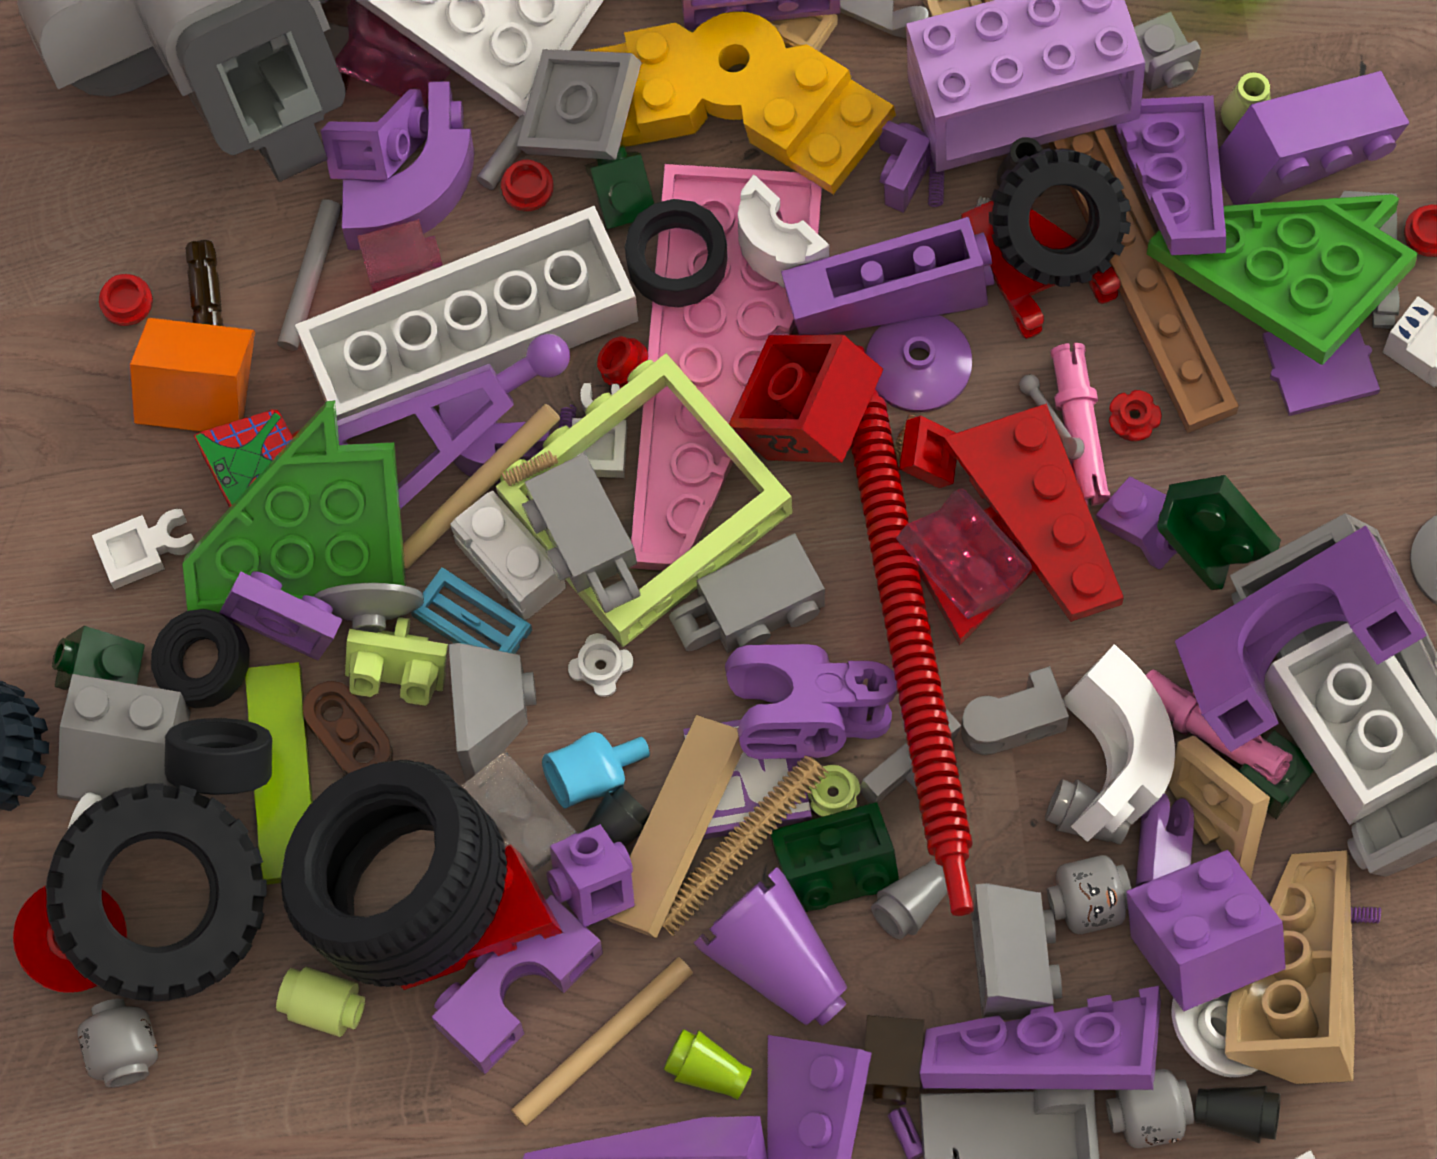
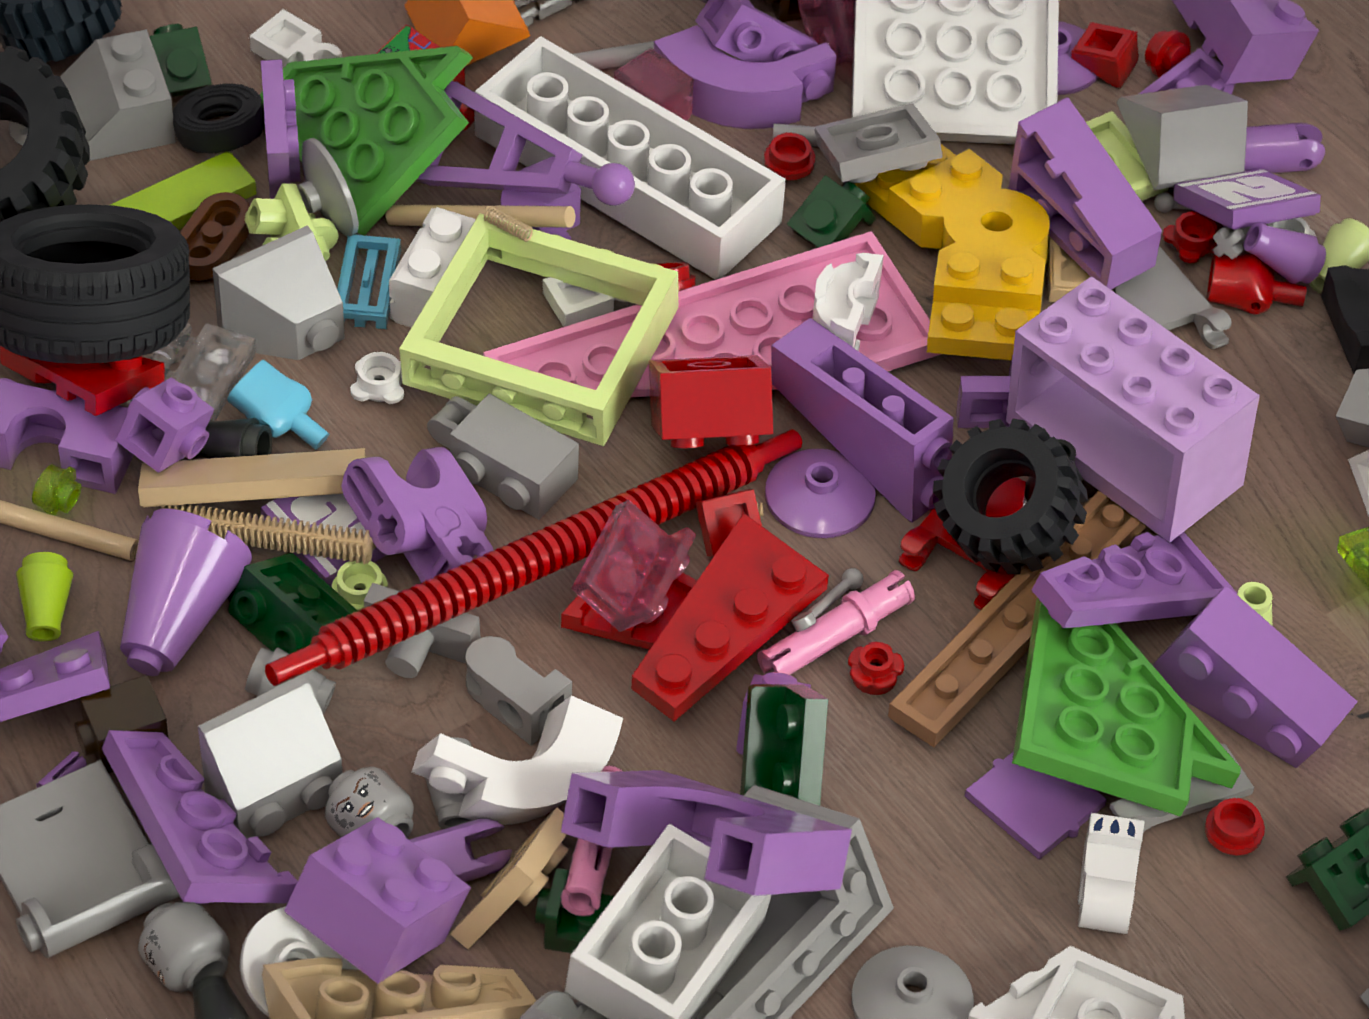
camera: 55 degrees right, 20 degrees down
(218, 756) = (127, 141): black tyre -> none
(583, 530) = (469, 272): light grey brick -> none
(586, 1003) = (56, 490): none -> clear neon green plate
(670, 215) = (784, 230): black tyre -> none
(1166, 52) = (1255, 545): light grey bracket -> none

